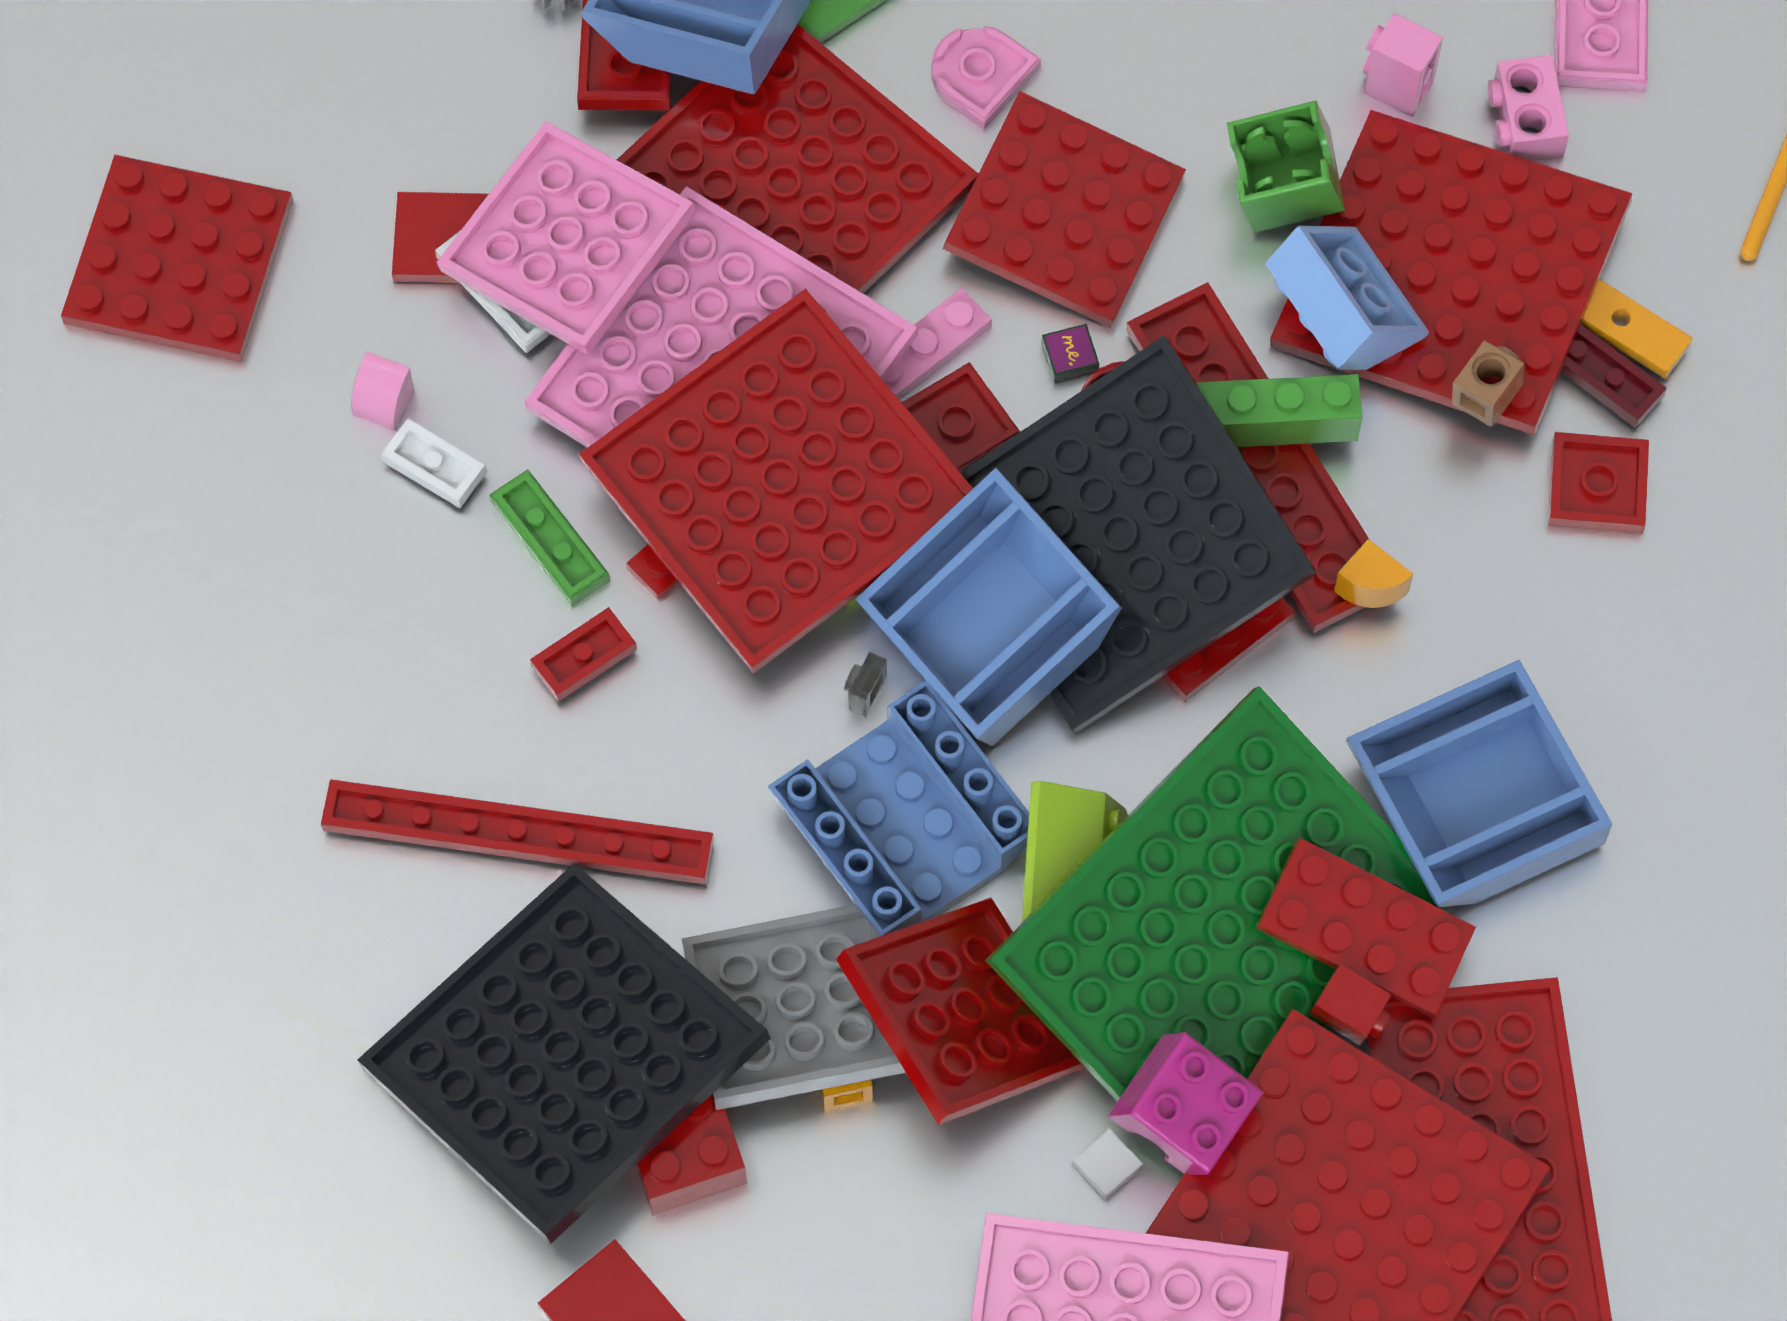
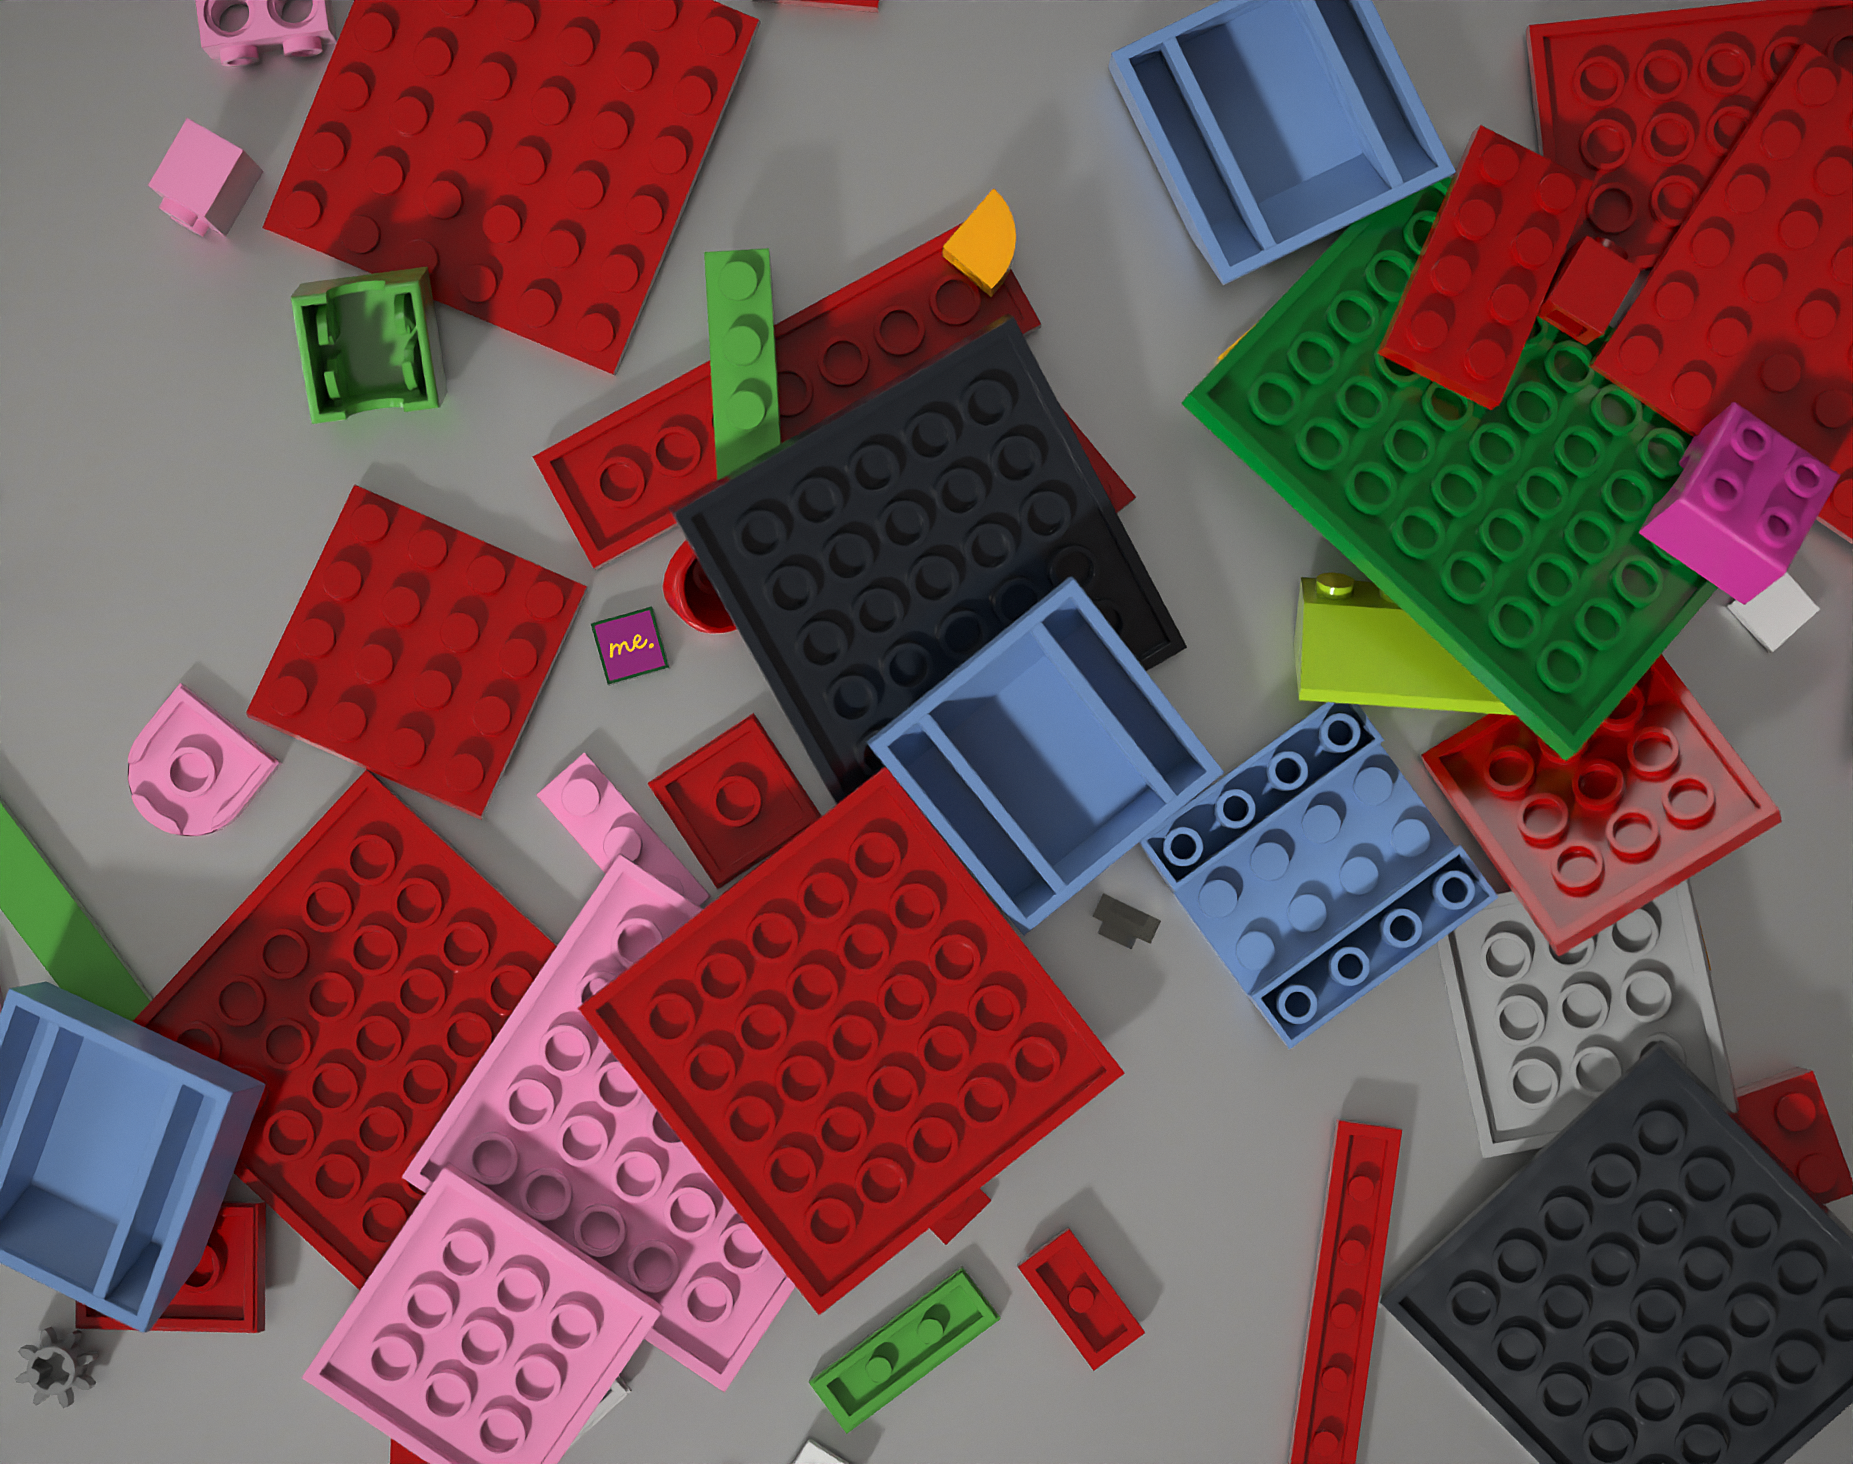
camera: 90 degrees left, 20 degrees up
(1344, 296) = (570, 267): light blue slope -> none
(1485, 400) = (732, 92): medium nougat brick -> none

